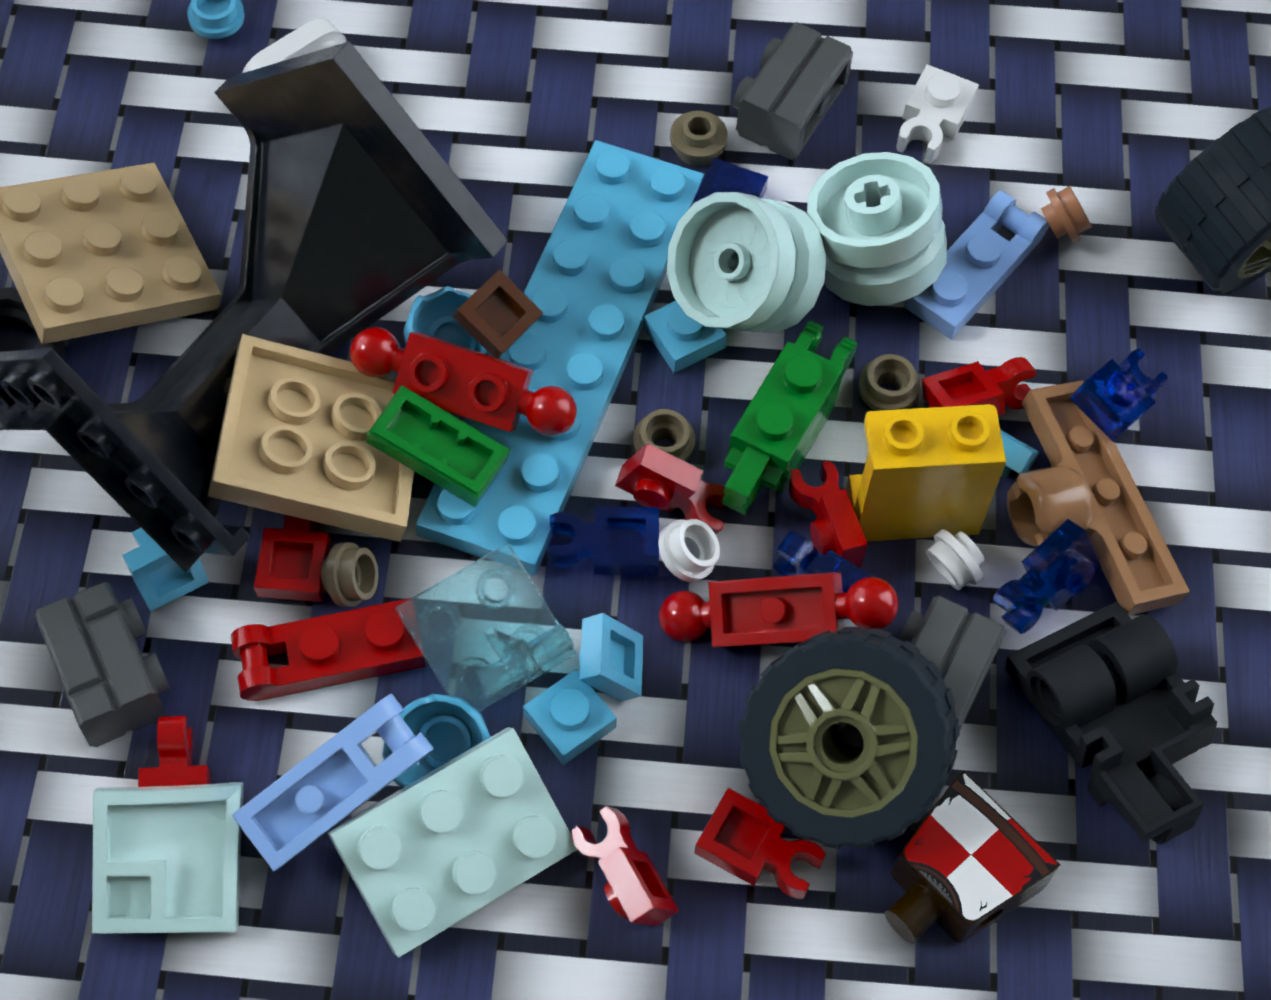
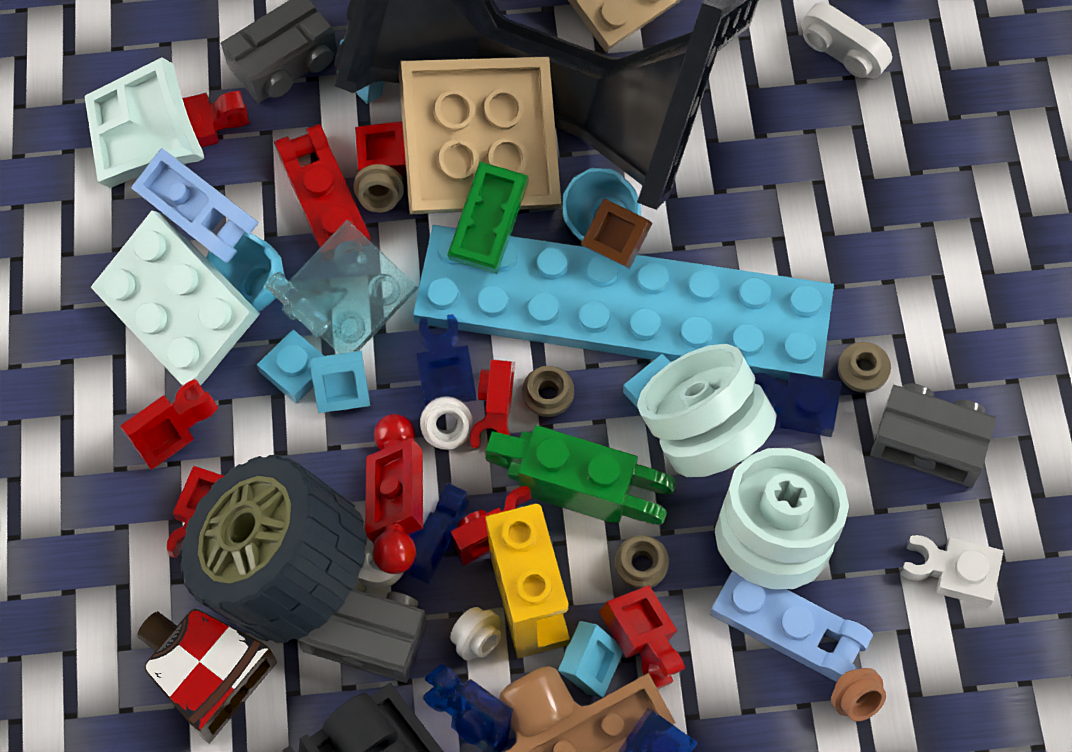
camera: 85 degrees right, 5 degrees up
(464, 381) = (547, 222): red plate -> none

